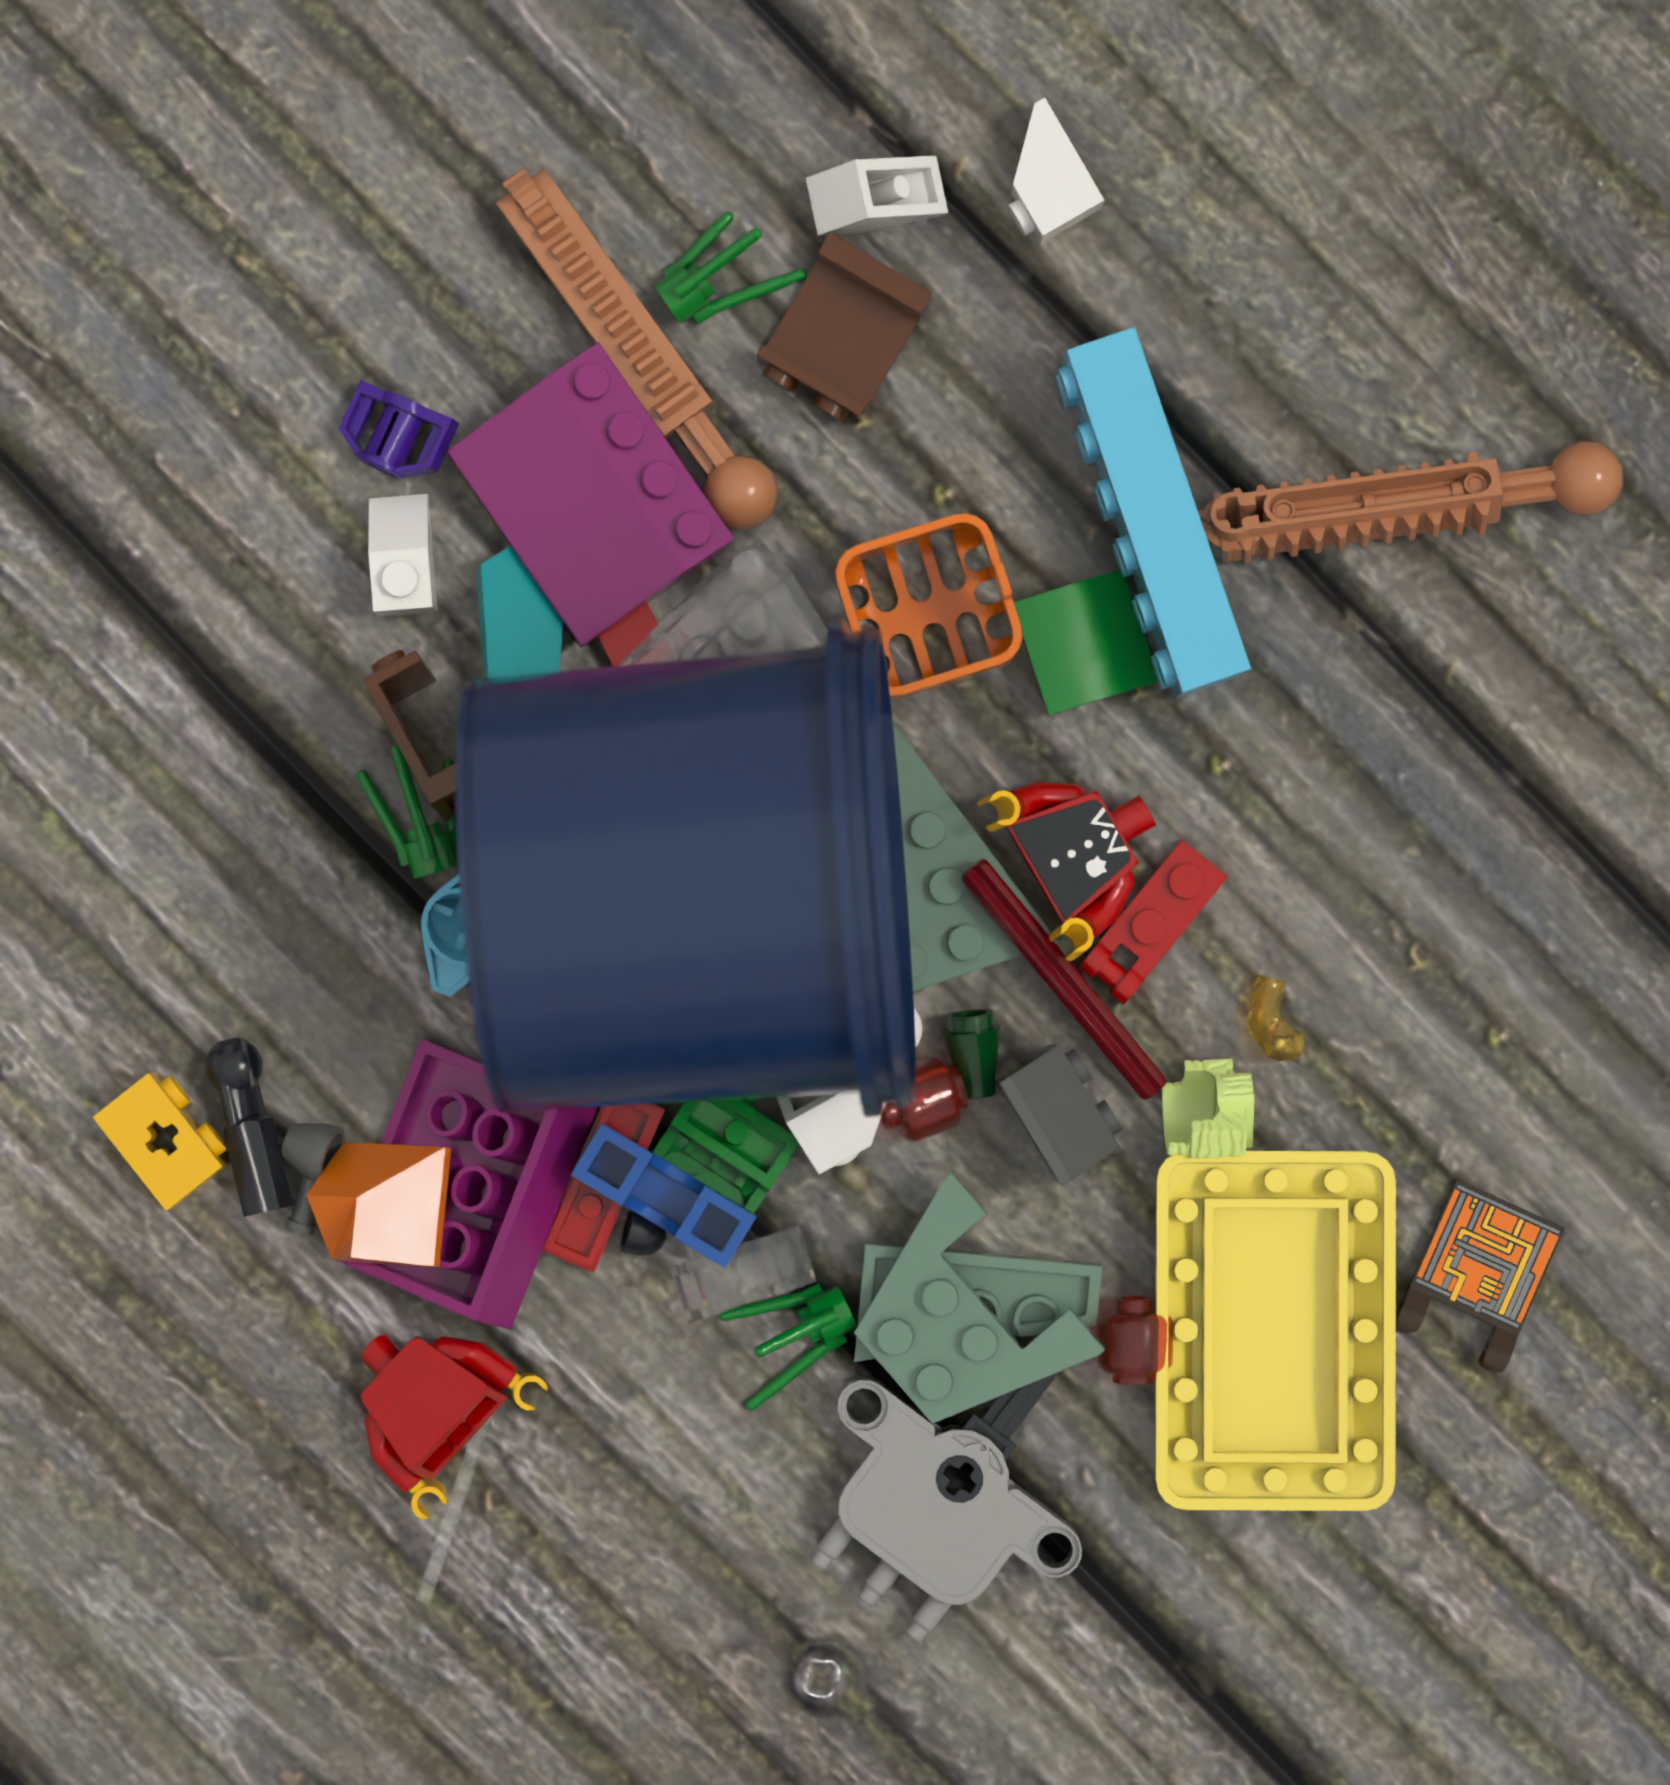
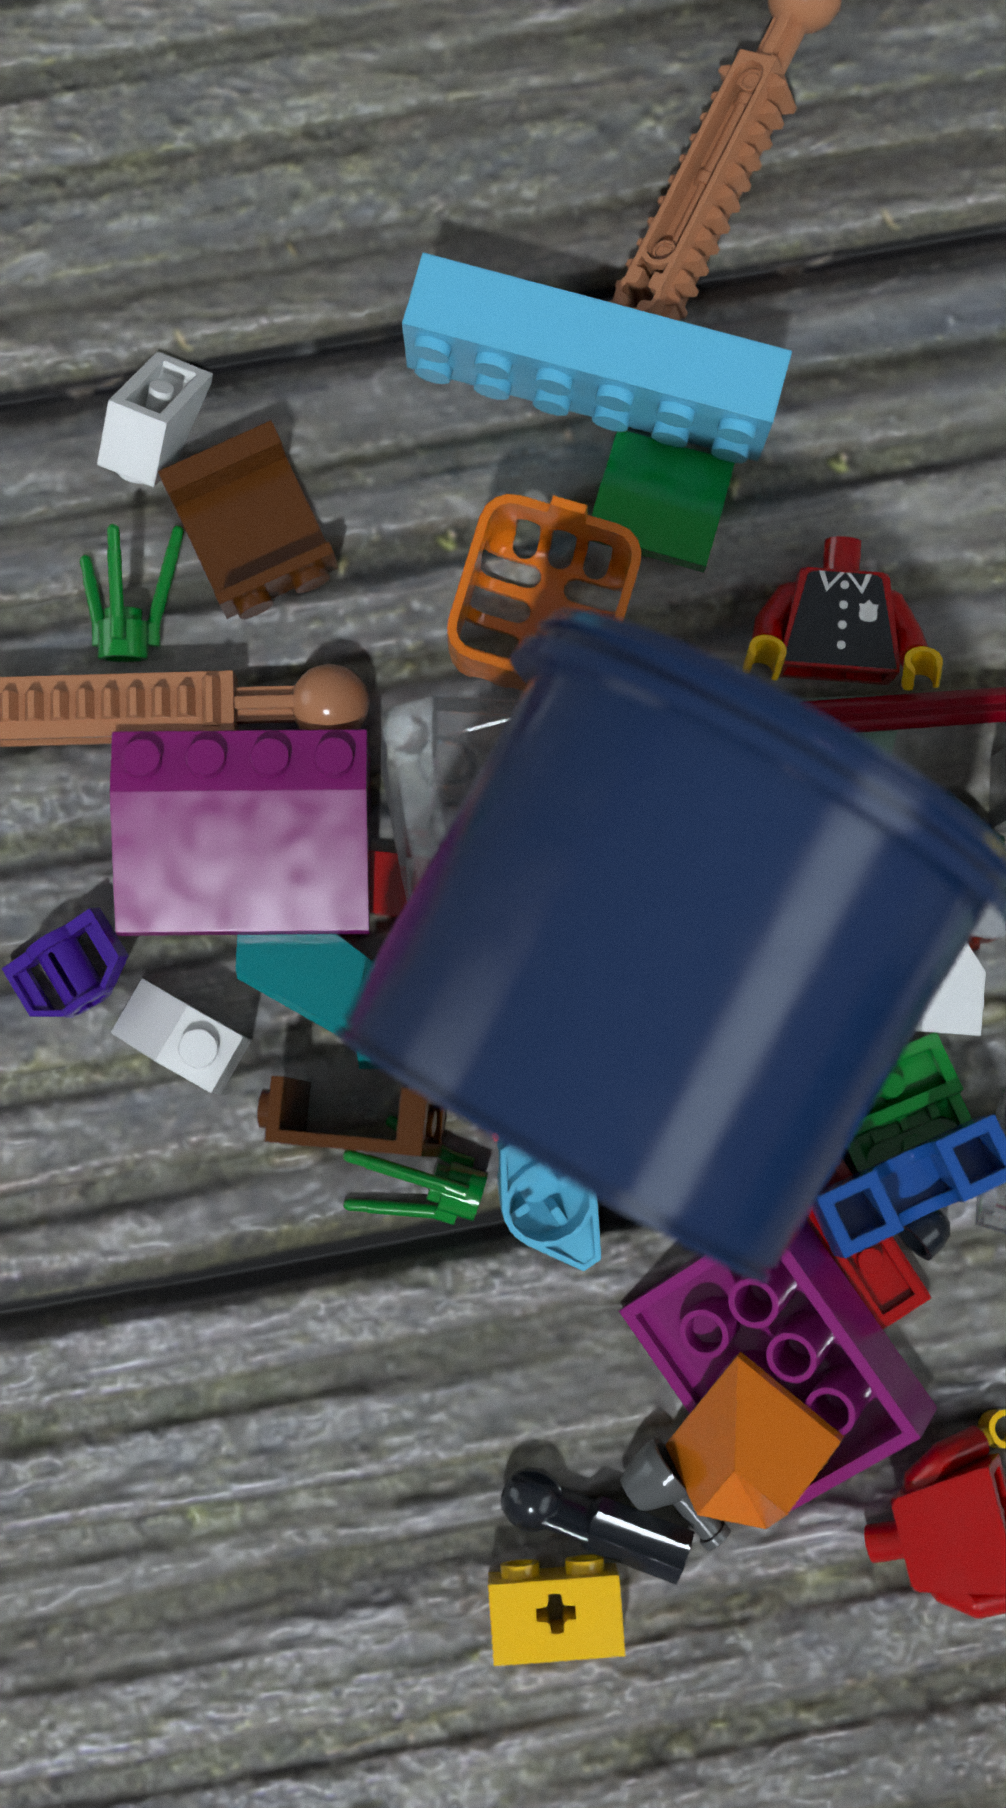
camera: 55 degrees left, 5 degrees down
(1051, 181) = (243, 262): white slope -> none
(1154, 920) = (941, 597): red plate -> none

